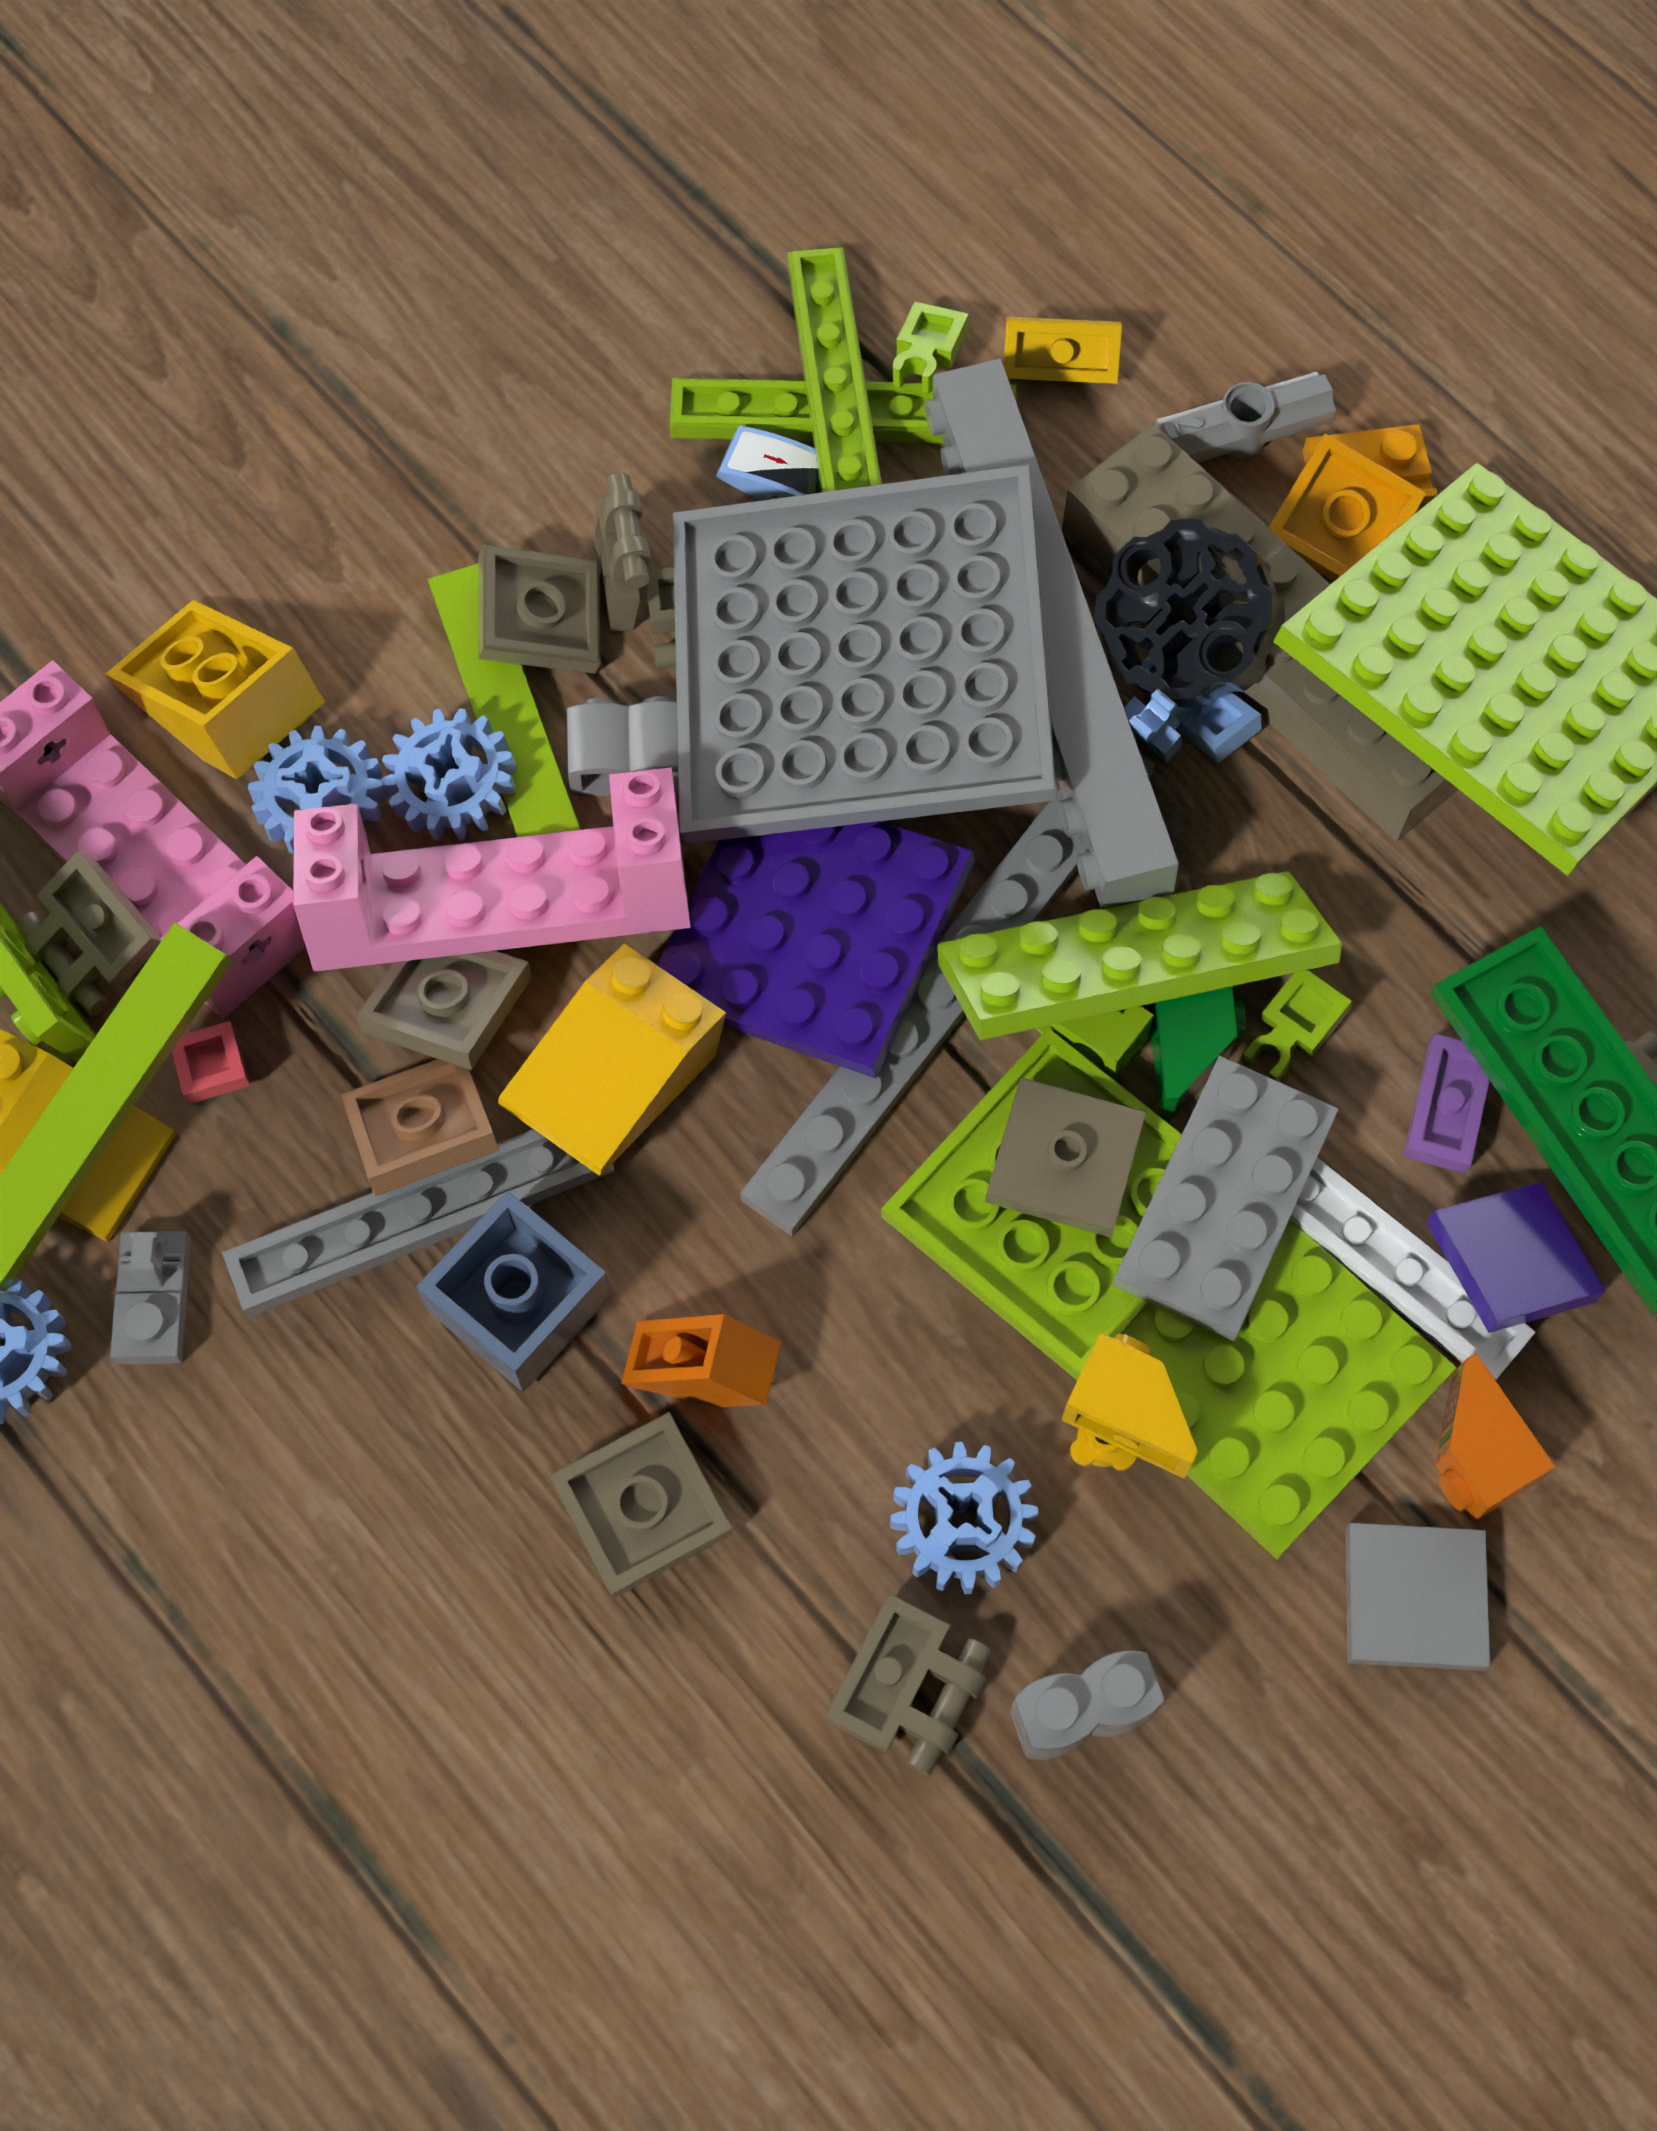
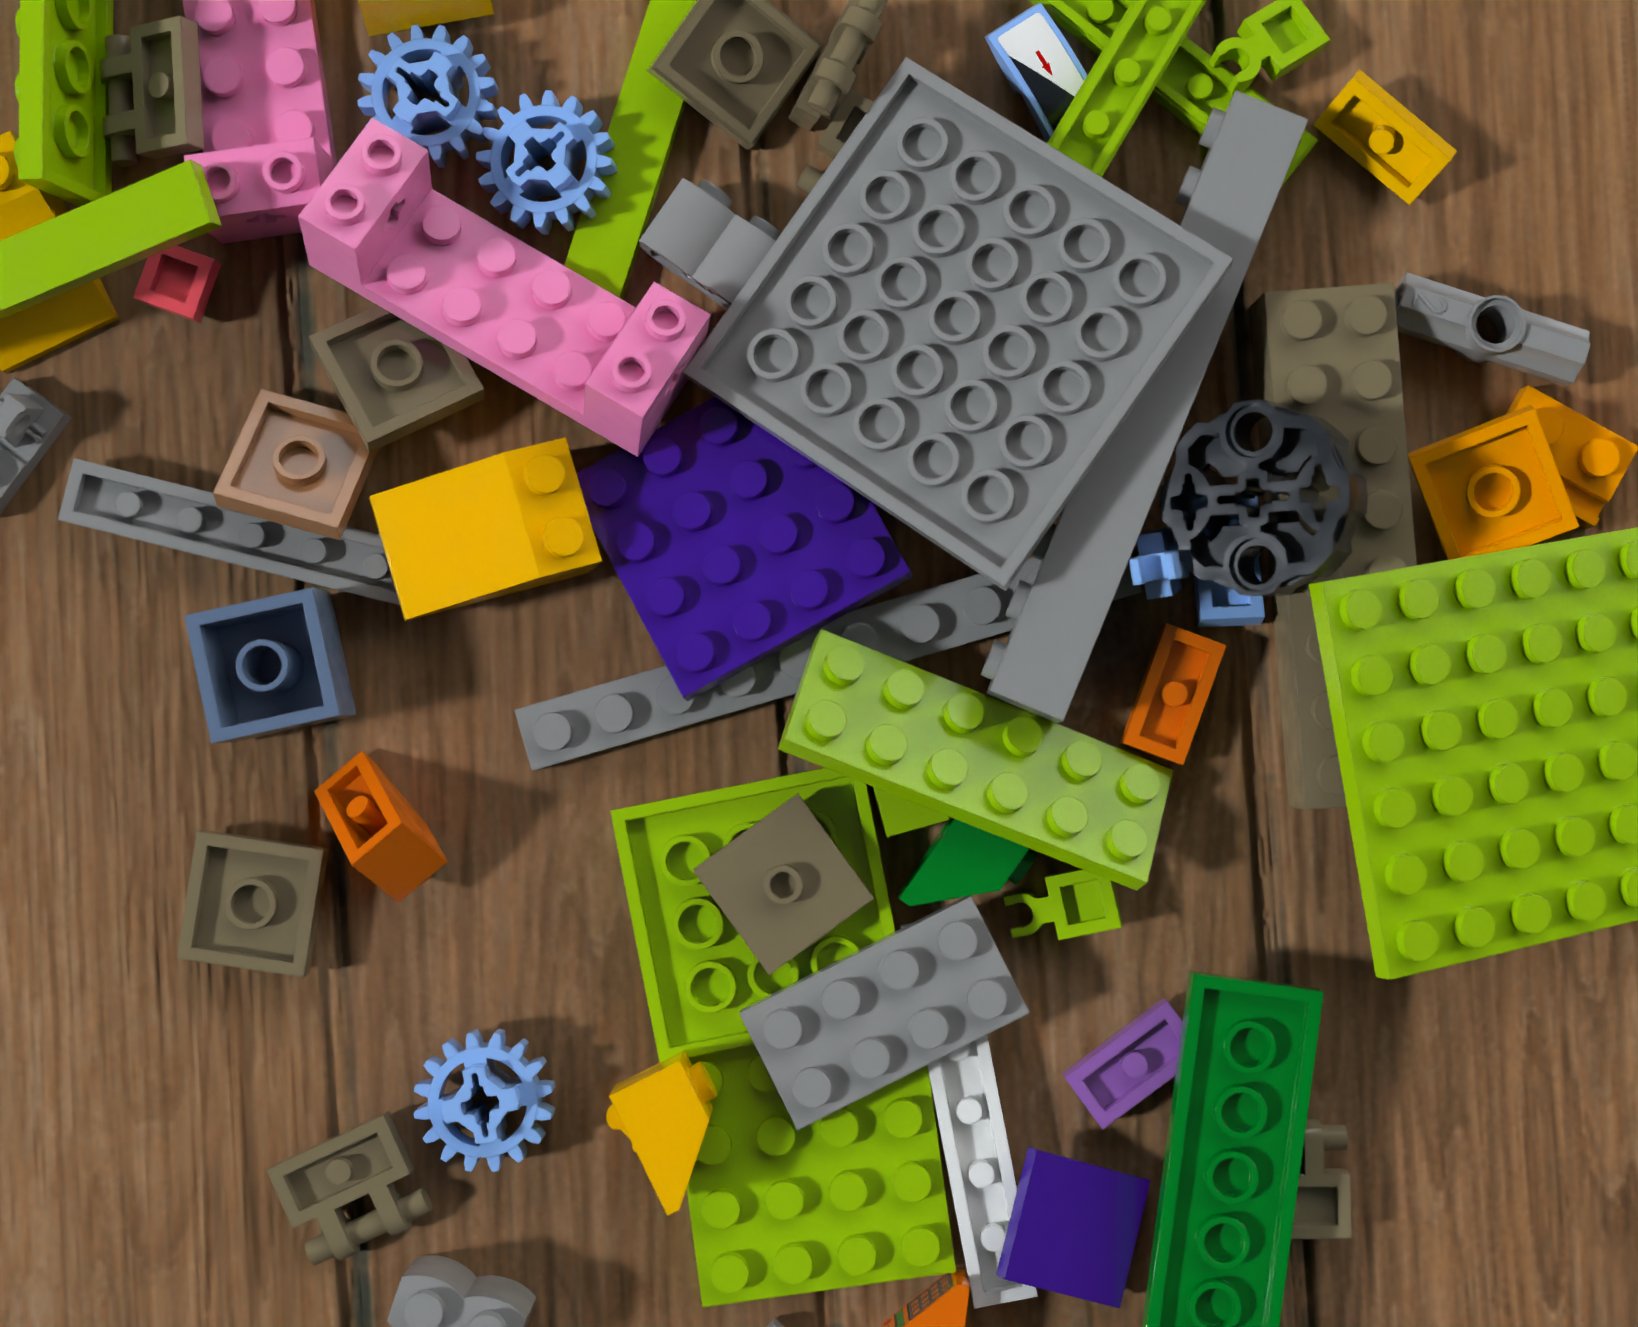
camera: 35 degrees right, 20 degrees up
(1241, 817) = (1173, 694): none -> orange plate

